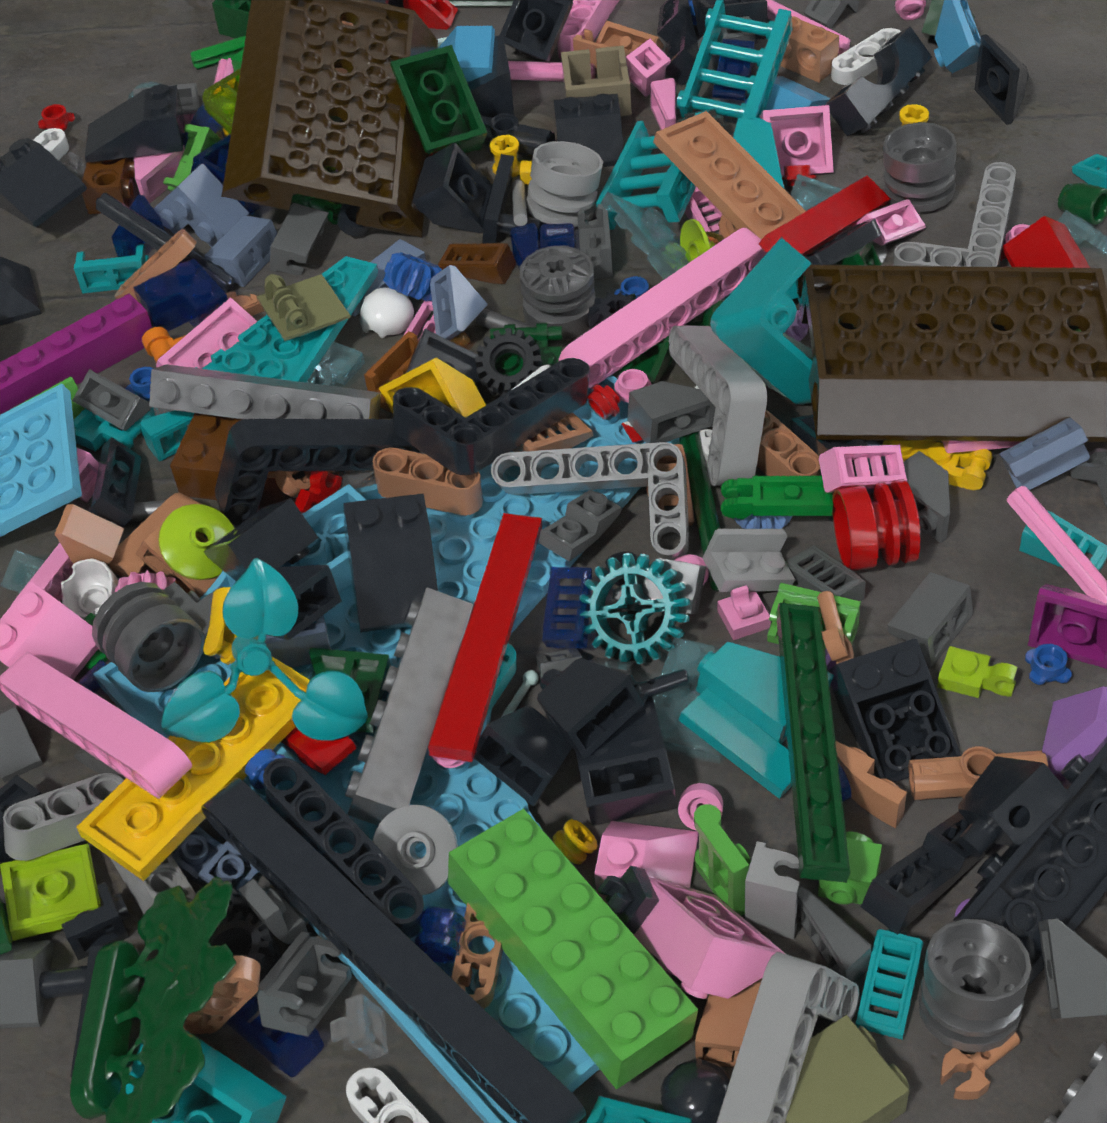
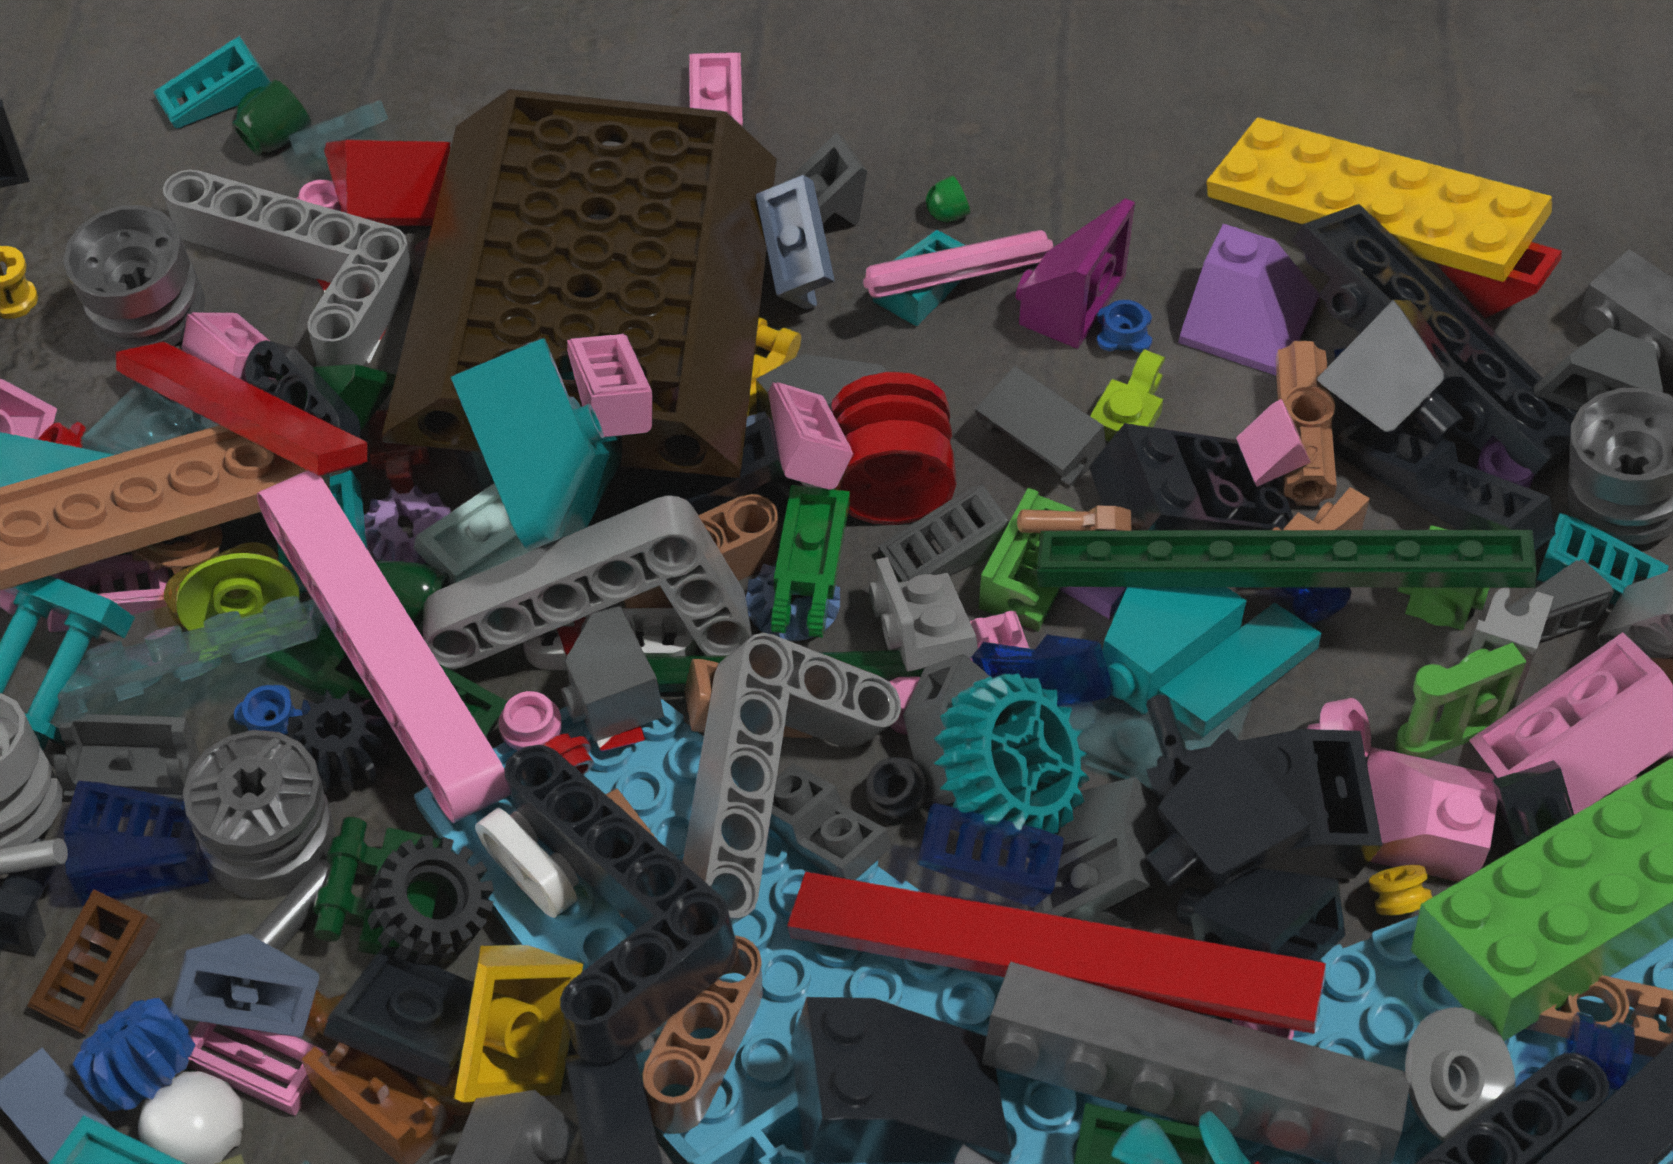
camera: 90 degrees left, 5 degrees up
(710, 623) = (1060, 663): none -> clear blue slope
(814, 345) = (613, 389): none -> bright pink slope
(934, 742) = (1272, 445): none -> bright pink slope

